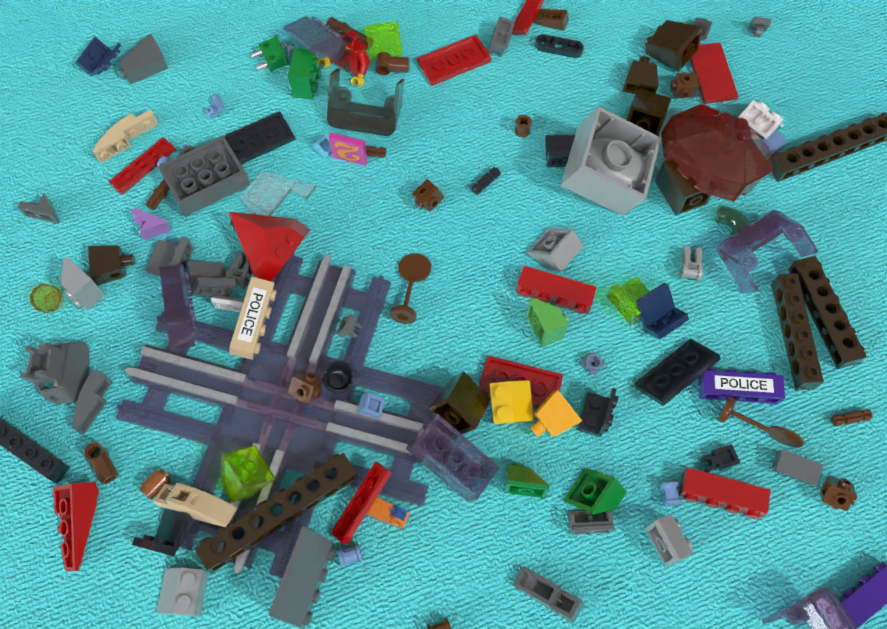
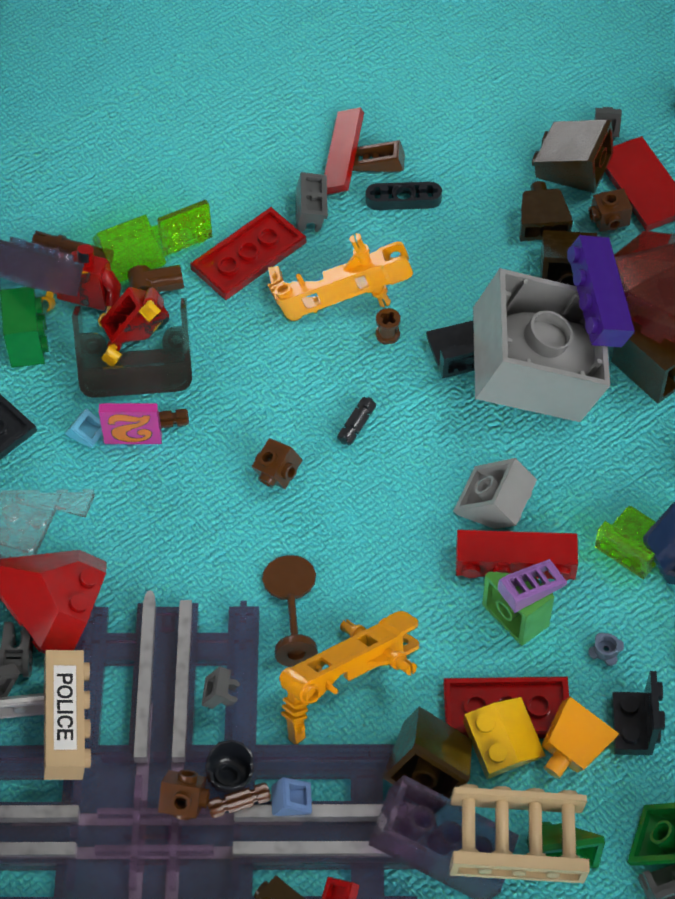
camera: 15 degrees left, 10 degrees down
(339, 398) = (239, 800): none -> reddish brown axle
(369, 83) = (132, 319): none -> red torso
(418, 35) = (183, 228): none -> clear neon green bracket
(436, 328) = (353, 657): none -> light orange piece
(500, 491) = (501, 862): none -> tan fence
(514, 89) = (359, 275): none -> light orange piece
(548, 307) = (518, 601): none -> medium lavender slope
(658, 136) = (600, 291): none -> dark purple brick

